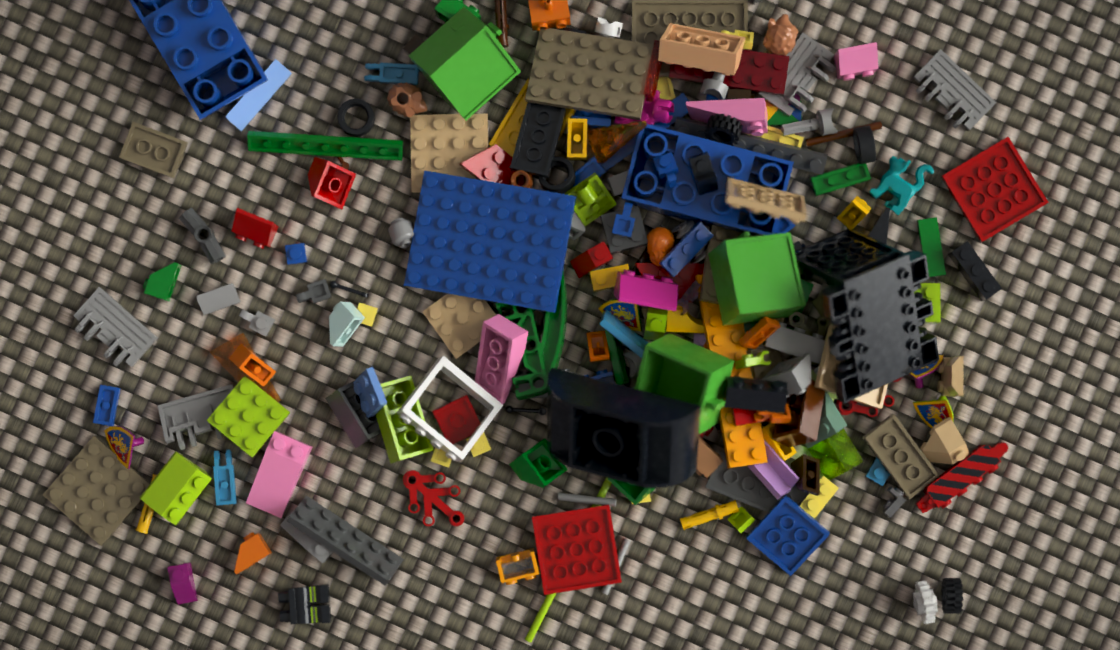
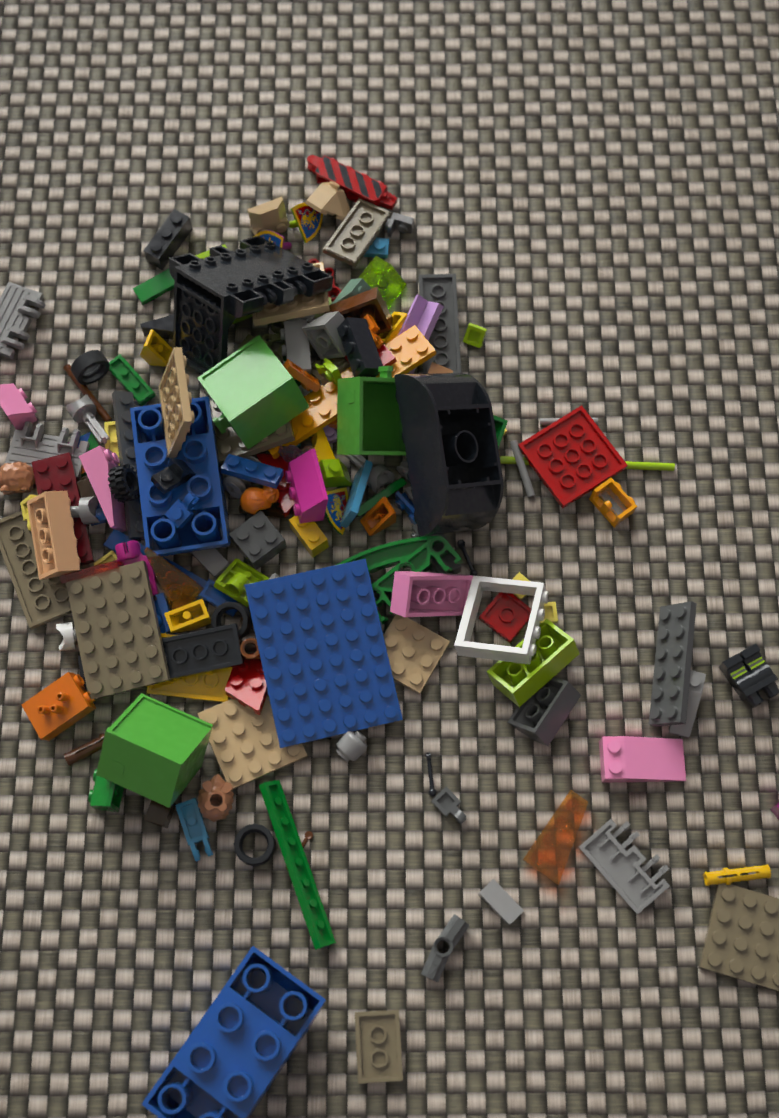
camera: 115 degrees left, 15 degrees down
(106, 405) = (664, 968): blue plate -> none
(117, 327) = (578, 999): light grey hinge -> none
(122, 443) = (694, 931): shield -> none
(162, 282) = (512, 968): green slope -> none
(175, 488) = (710, 852): lime slope -> none
(224, 480) = (675, 810): dark azure hinge -> none
(248, 416) = (603, 812): lime plate -> none
(251, 552) = (730, 750): orange slope -> none
(252, 365) = (551, 832): orange slope -> none
(253, 228) = (413, 895): red slope -> none
(255, 99) = (296, 964): light blue slope -> none
(260, 322) = (504, 848): light grey plate -> none
(296, 254) = (419, 843): blue plate -> none
(330, 182) = (331, 841): red slope -> none
(343, 323) = (465, 762): light aqua slope -> none
(368, 312) = (447, 746): light yellow tile -> none
(369, 392) = (522, 699): medium blue plate -> none
(430, 496) = (589, 607): red plant -> none
(538, 465) = (513, 523): green slope -> none
(591, 259) = (297, 555): red slope -> none
(624, 223) = (252, 535): blue plate -> none
(716, 512) = (478, 357): yellow pin -> none
(788, 535) = (469, 291): blue plate -> none
(808, 471) = (406, 293): dark brown slope -> none
(814, 504) = (424, 280): light yellow plate -> none
(898, 187) = (117, 331): teal animal -> none
(925, 602) = (471, 164): white gear -> none
(952, 596) = (455, 149): black tyre -> none
(994, 189) = (88, 253): red plate -> none

